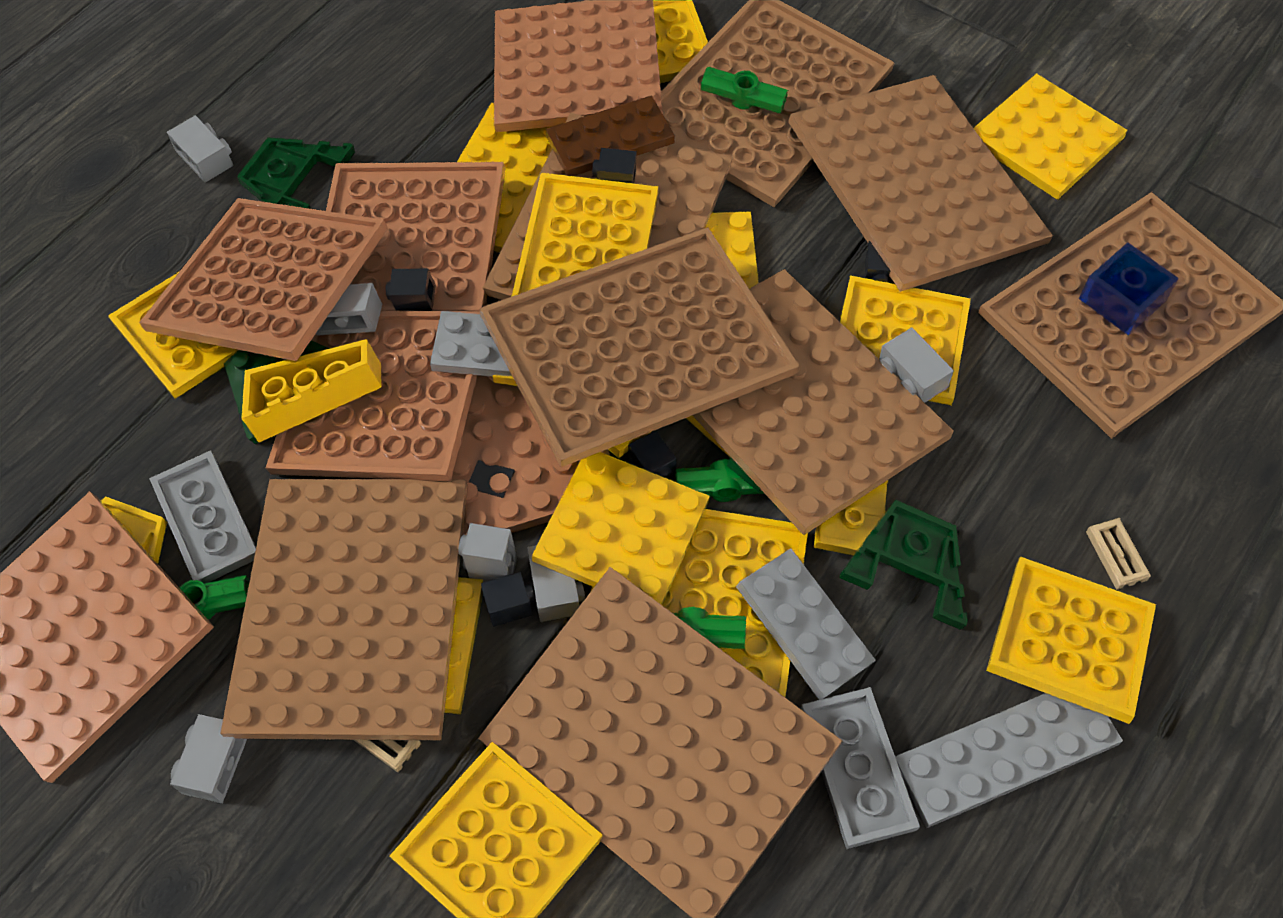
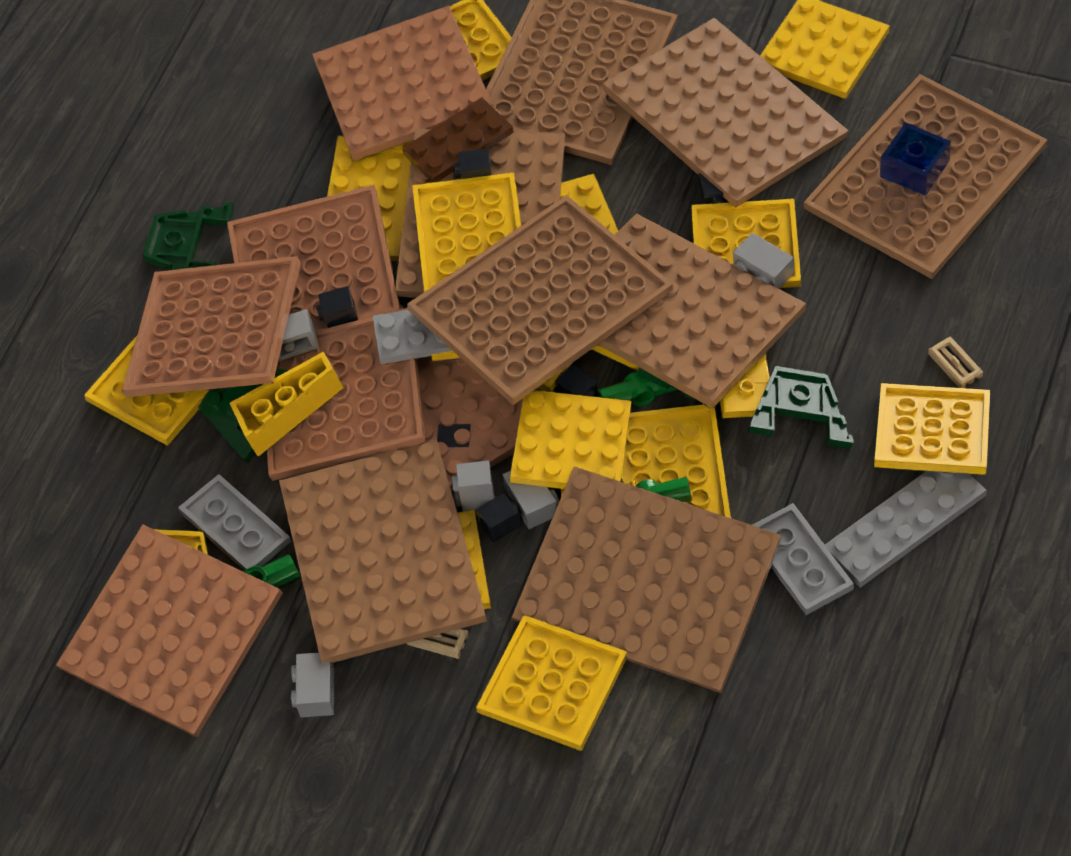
camera: 10 degrees left, 5 degrees down
(201, 148) = (98, 239): light grey brick -> none
(744, 89) = (557, 72): green piece -> none
(805, 623) = (731, 472): light grey plate -> none

